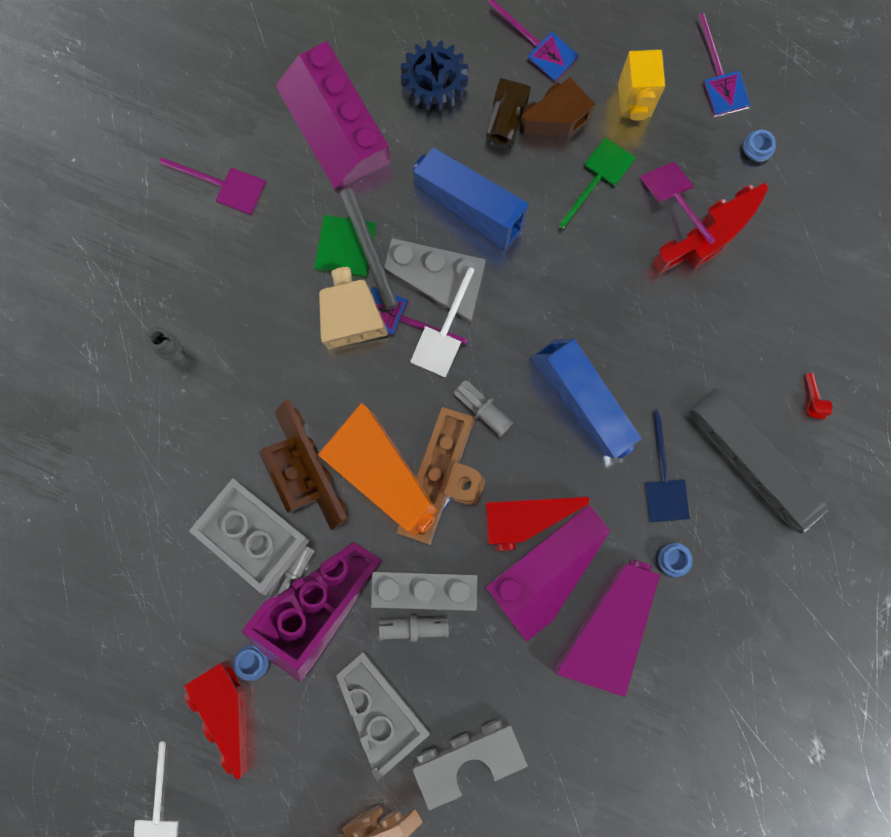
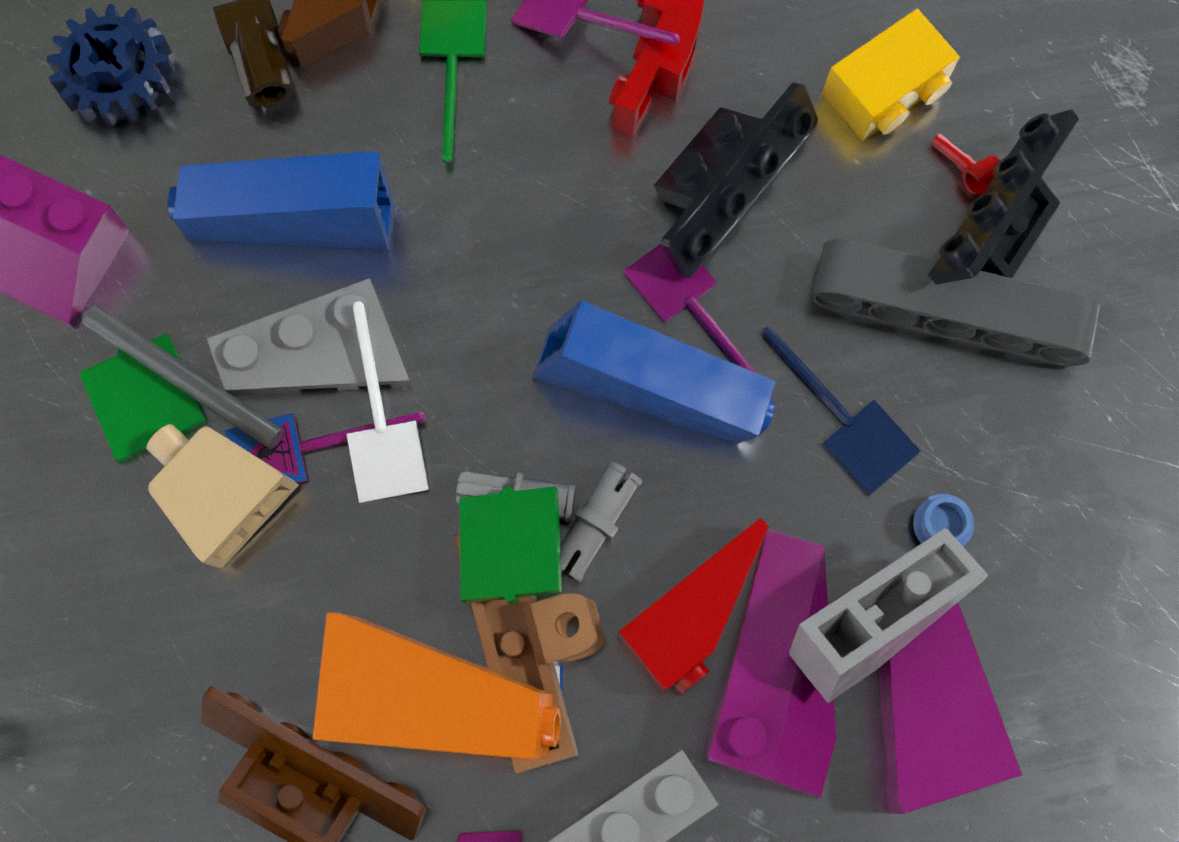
camera: 35 degrees left, 5 degrees down
(464, 429) = (510, 545): none -> green piece
(511, 445) = (596, 519): none -> light grey pin
(613, 580) = (883, 614): none -> light grey slope
(629, 356) = (671, 293): none -> magenta piece
(693, 321) = (727, 171): none -> black bracket
(809, 328) = (891, 75): none -> yellow brick
(820, 434) = (1012, 208): none -> black bracket

